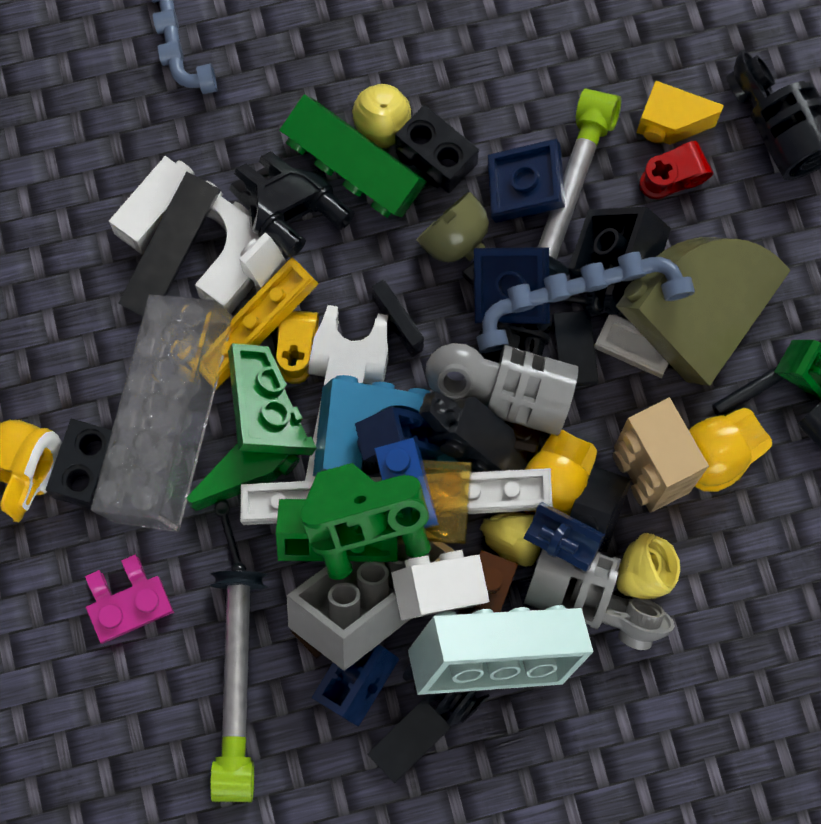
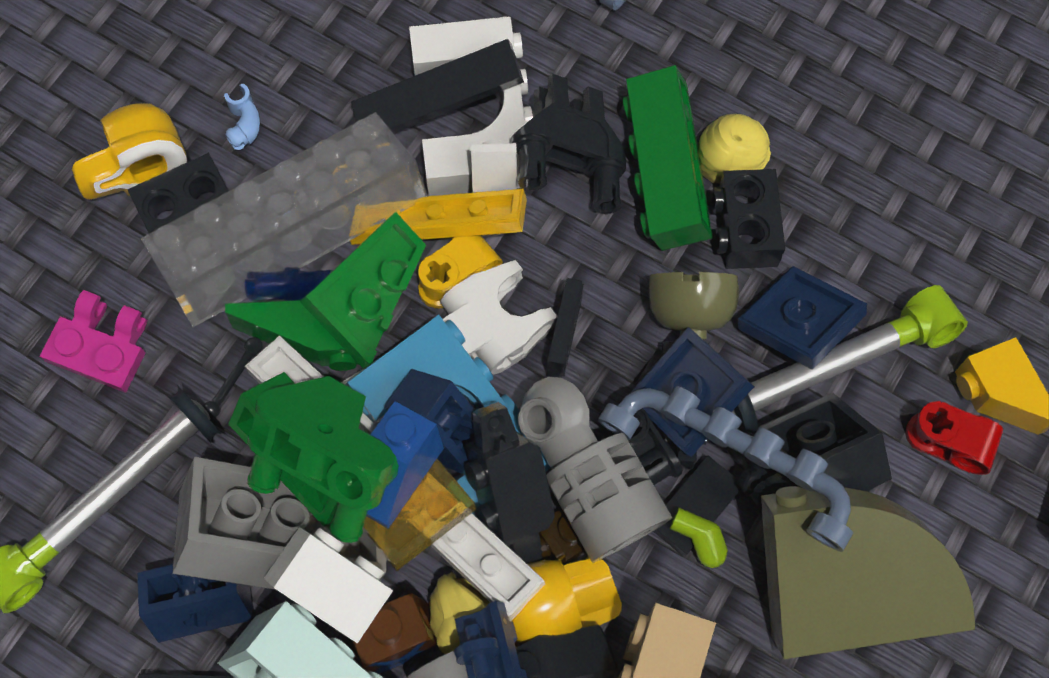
camera: 45 degrees right, 5 degrees down
(67, 378) = (249, 122): none -> light blue arm
(210, 449) = (285, 284): none -> clear blue pin
(600, 360) = (705, 537): none -> lime arm
(626, 343) = (746, 548): white tile -> none

